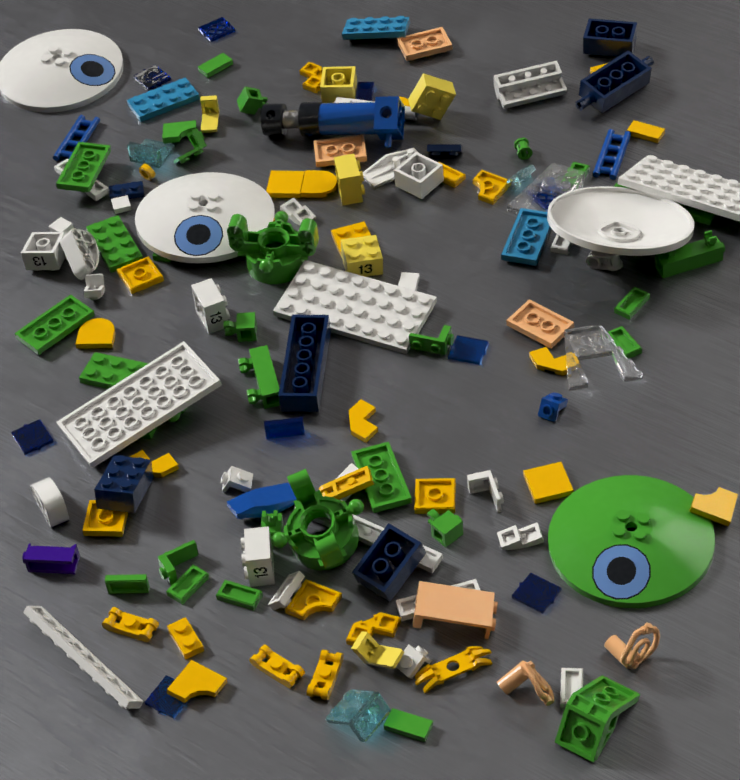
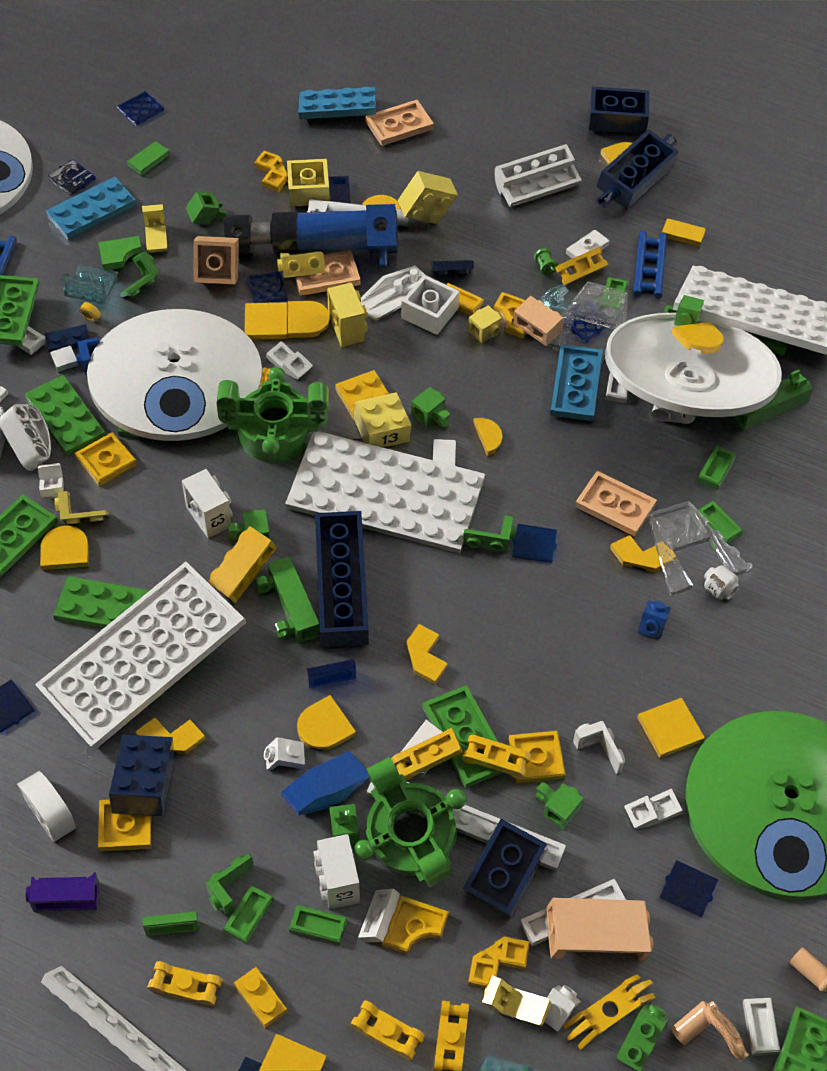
camera: 15 degrees left, 10 degrees up
(100, 303) = (63, 505): none -> light yellow bracket
(138, 196) = (86, 349): none -> blue bracket
(229, 348) = (242, 564): none -> yellow brick
(251, 136) = (215, 260): none -> light nougat brick
(272, 464) = (324, 725): none -> yellow tile
(291, 153) = (264, 276): none -> clear blue window
(320, 142) = (301, 264): none -> light yellow bracket
(400, 489) = (496, 756): none -> yellow plate
(403, 249) = (430, 407): none -> bright green brick
(448, 271) = (489, 434): none -> yellow tile
(461, 191) = (485, 324): none -> light yellow brick
(473, 684) = (643, 1036): none -> bright green bracket
(504, 189) = (538, 320): none -> light nougat brick
(552, 152) = (581, 266): none -> yellow plate
(561, 139) = (587, 243): none -> white plate
(613, 383) = (721, 582): none -> white head
(627, 184) = (689, 311): none -> bright green brick
(633, 202) = (699, 336): none -> yellow tile

